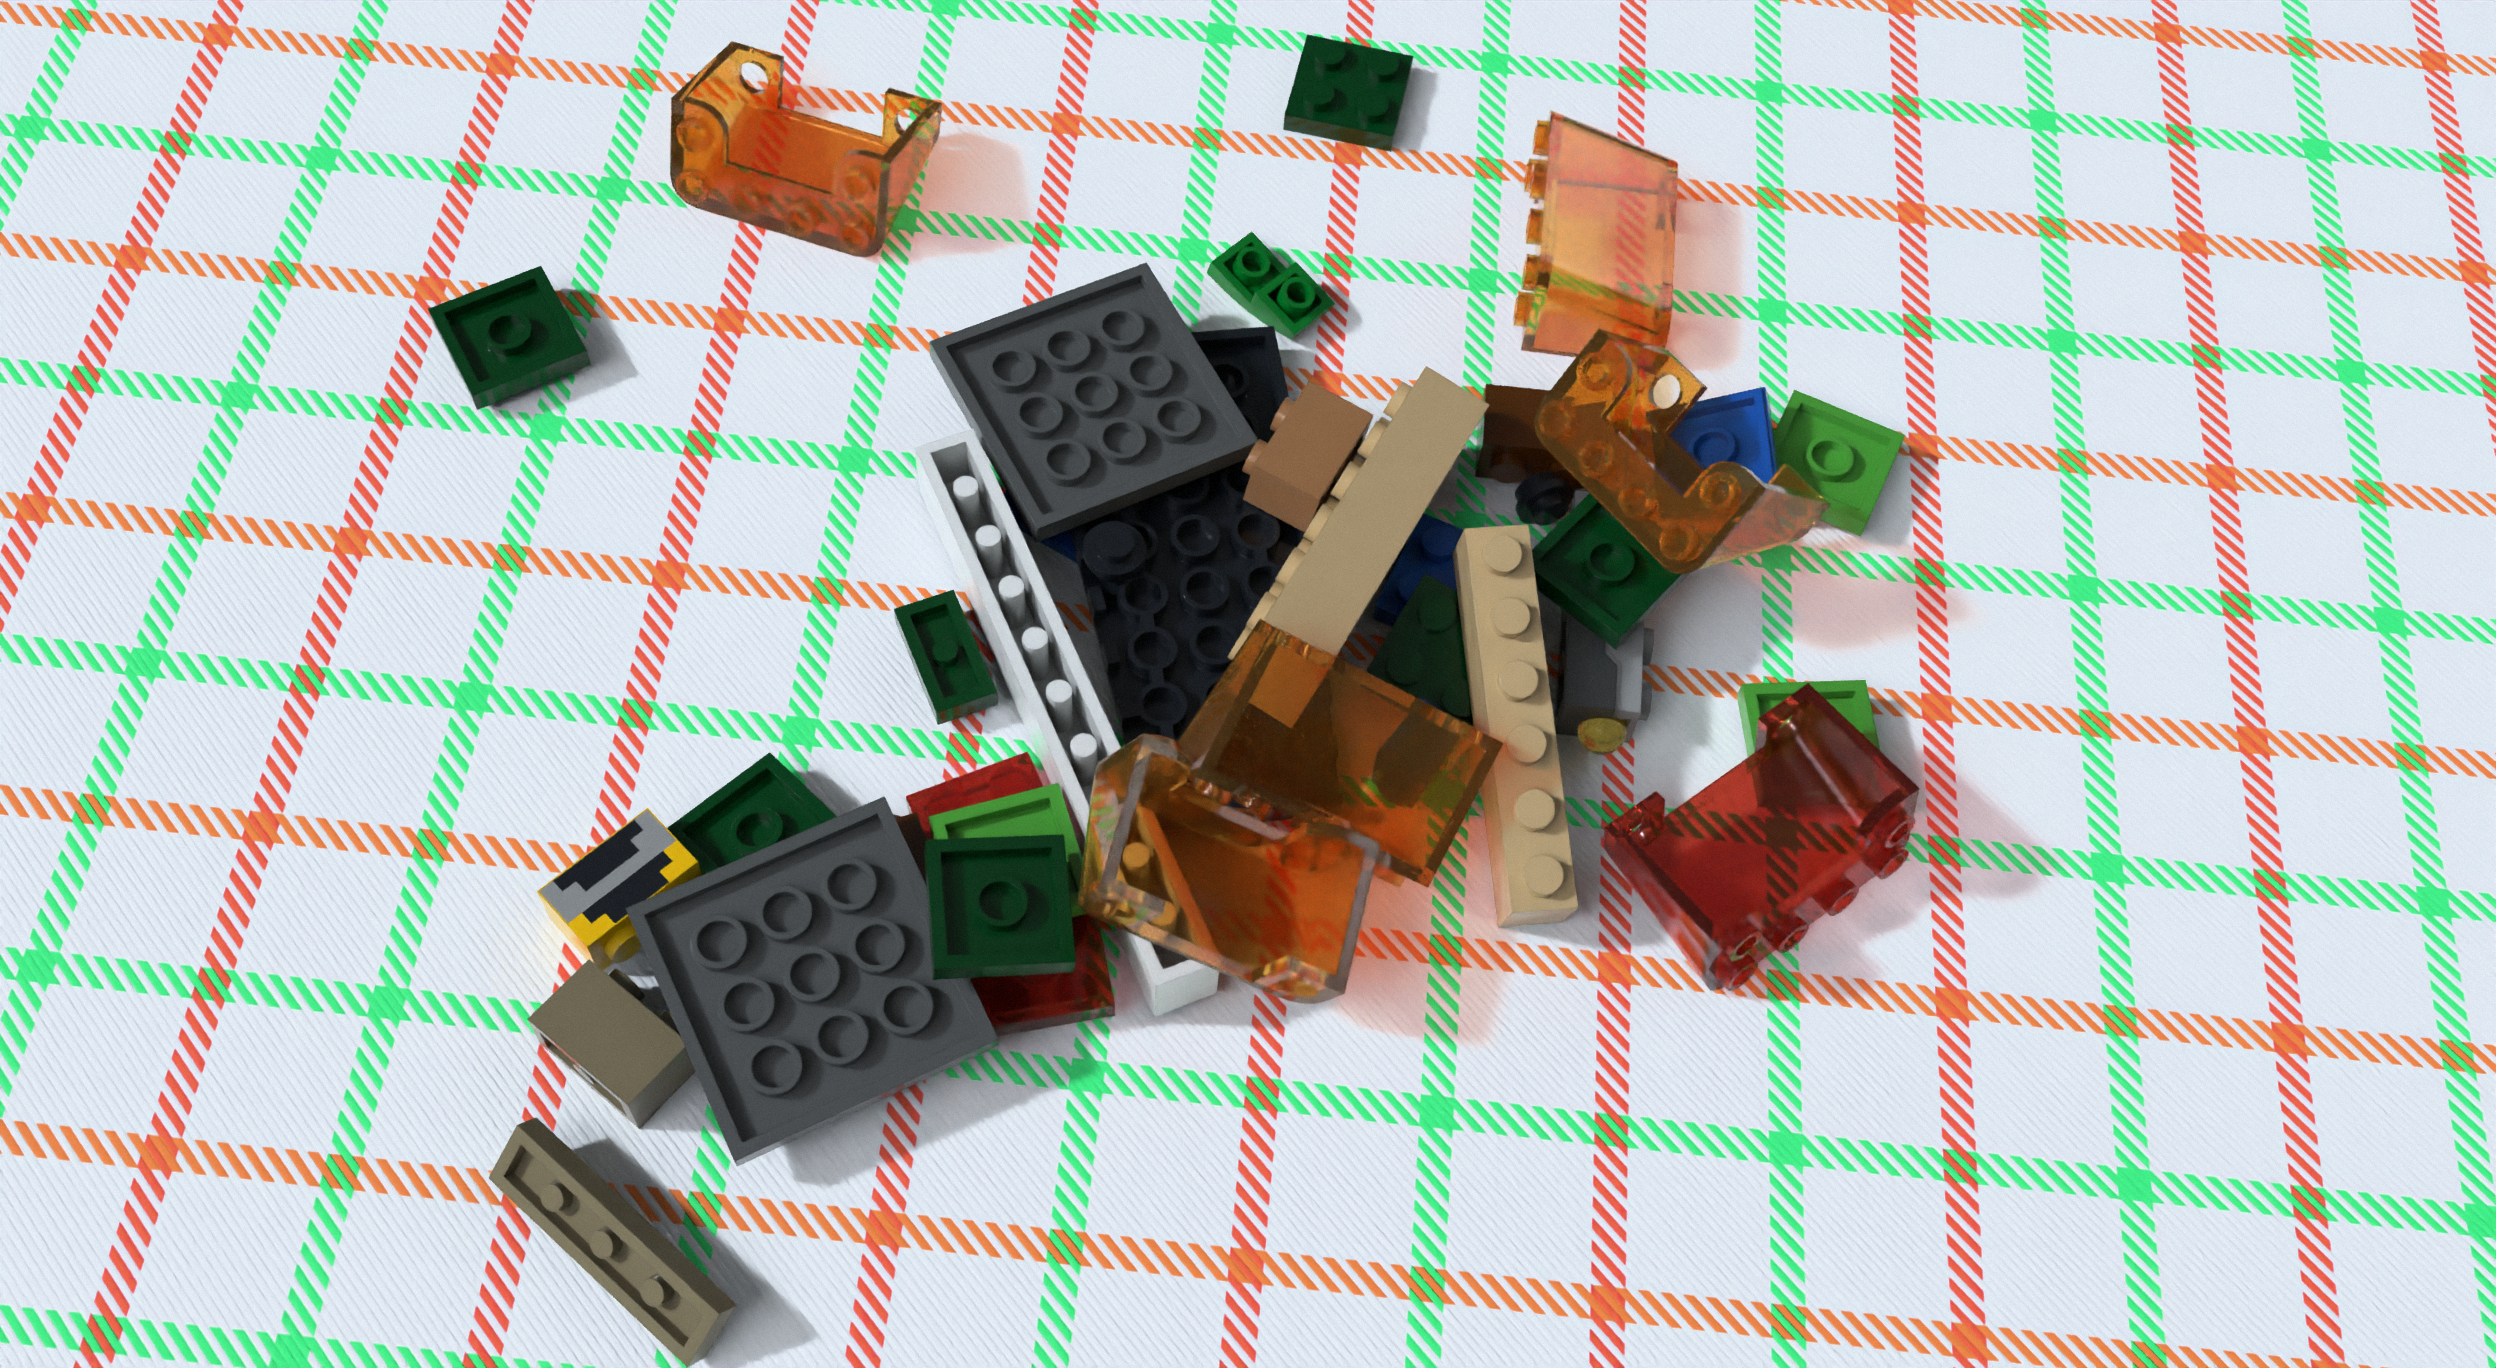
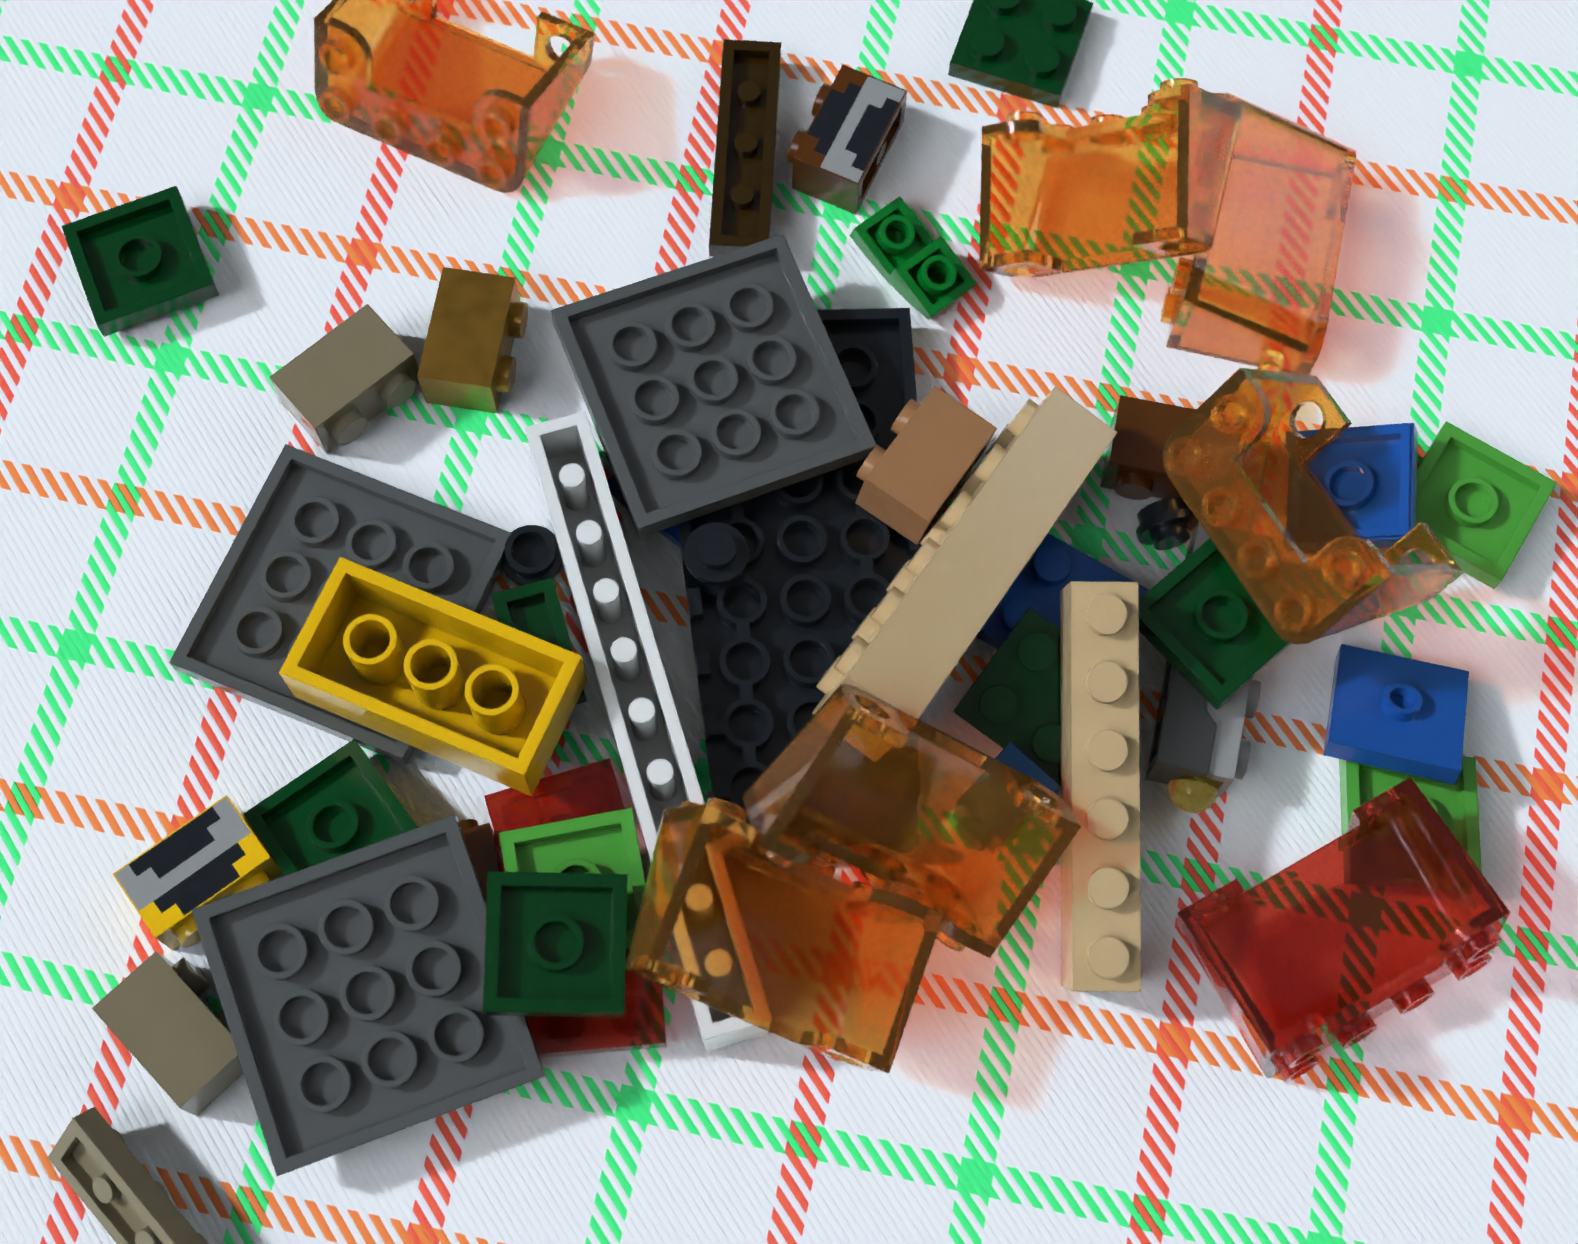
camera: 10 degrees right, 10 degrees up
(728, 427) = (347, 379): none -> dark tan brick
(744, 632) = (284, 557): none -> dark grey plate
(848, 385) = (471, 340): none -> pearl gold brick
(849, 676) = (435, 675): none -> yellow brick
(927, 572) = (531, 555): none -> black plate
(1097, 192) = (745, 145): none -> dark brown plate
(1194, 185) = (847, 138): none -> brick
(1451, 205) = (1106, 189): none -> clear orange windscreen
(1785, 645) = (1397, 714): none -> blue plate

